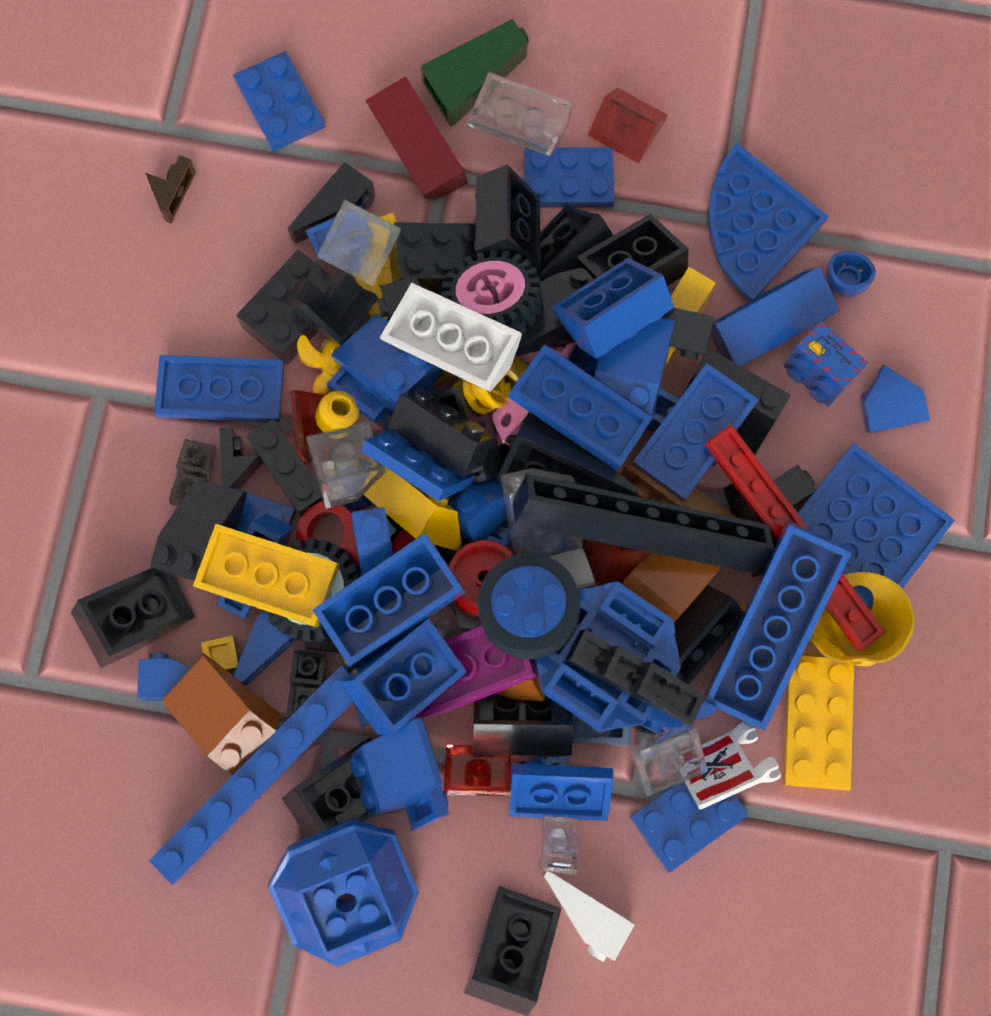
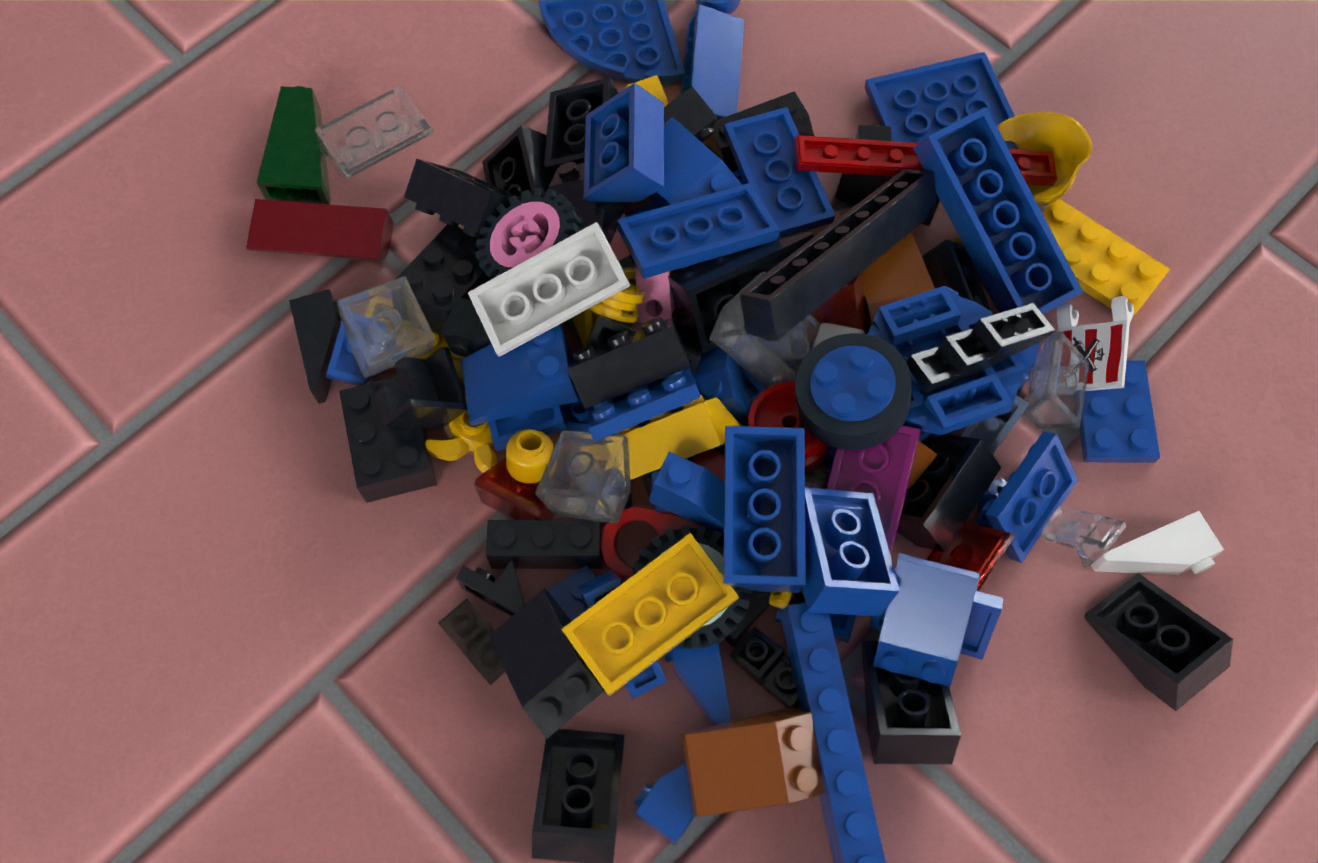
camera: 50 degrees left, 10 degrees down
(171, 193) = (175, 477): dark brown slope -> none
(219, 388) = (411, 559): blue plate -> none
(222, 651) = (680, 722): yellow plate -> none
(279, 101) = (176, 326): blue plate -> none
(340, 861) = (1011, 761): blue piece -> none
(571, 176) = (462, 136): blue plate -> none
(626, 124) = (451, 71): clear red slope -> none
(824, 364) = (785, 53): blue brick -> none
(893, 402) = (850, 34): blue slope -> none

